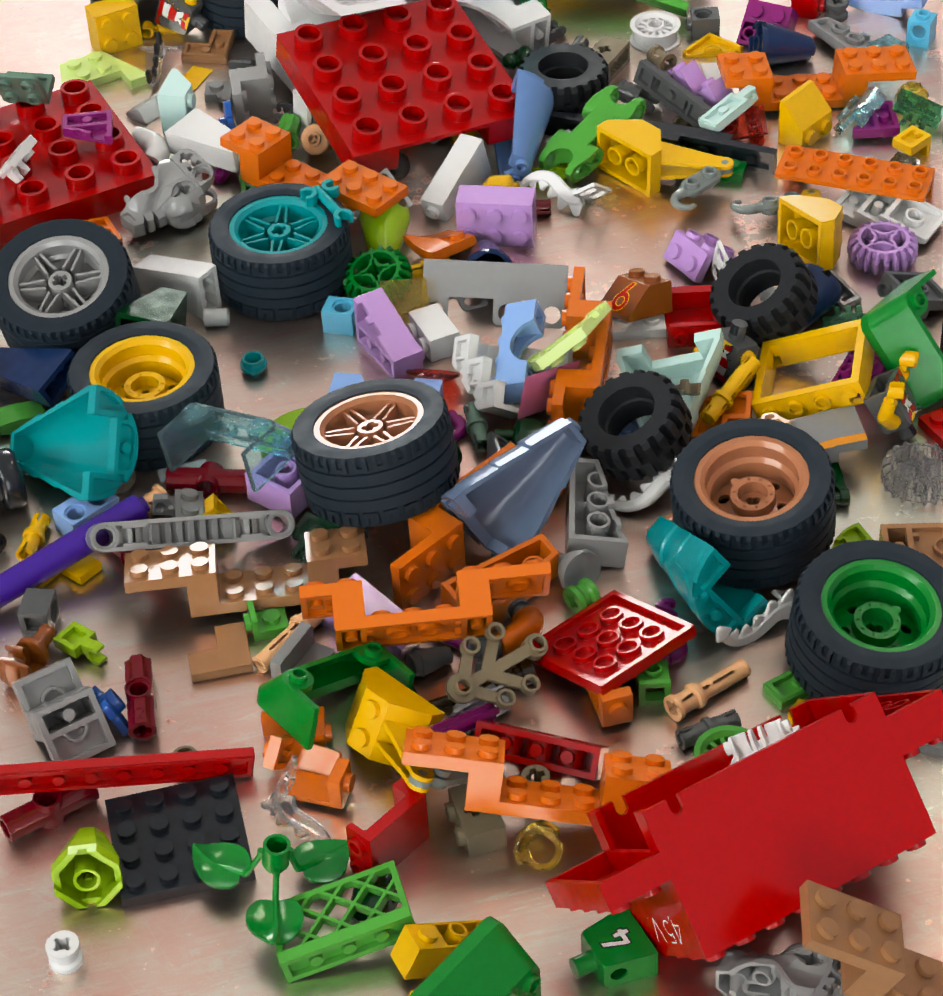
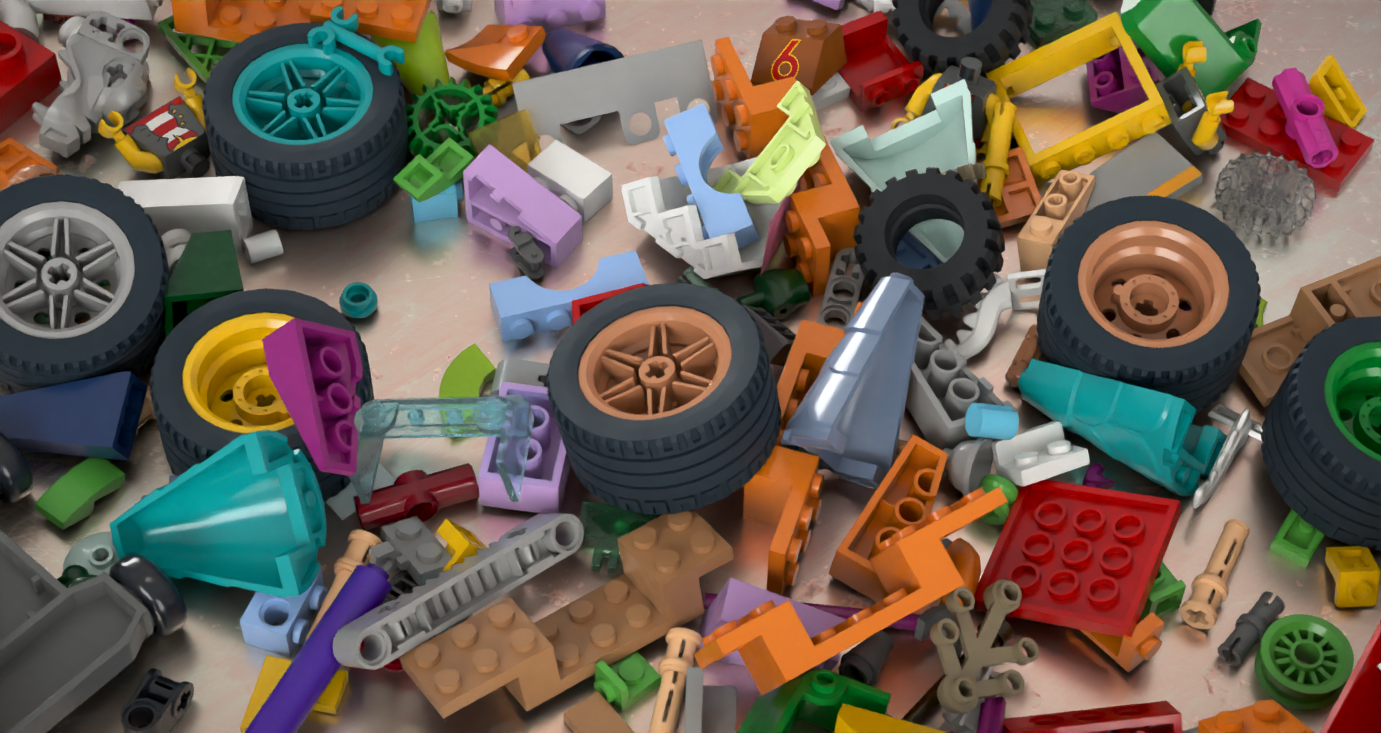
camera: 30 degrees left, 10 degrees up
(33, 536) = (228, 668): yellow pin -> none
(164, 381) = (317, 380): none -> magenta wedge
(187, 240) = (167, 139): none -> torso
(333, 300) = (432, 175): none -> bright green slope
(376, 363) = (530, 256): none -> dark grey piece
(432, 374) = (608, 243): clear red dish -> none
(599, 540) = (991, 421): none -> medium azure piece
(628, 575) = (1037, 455): none -> white bracket

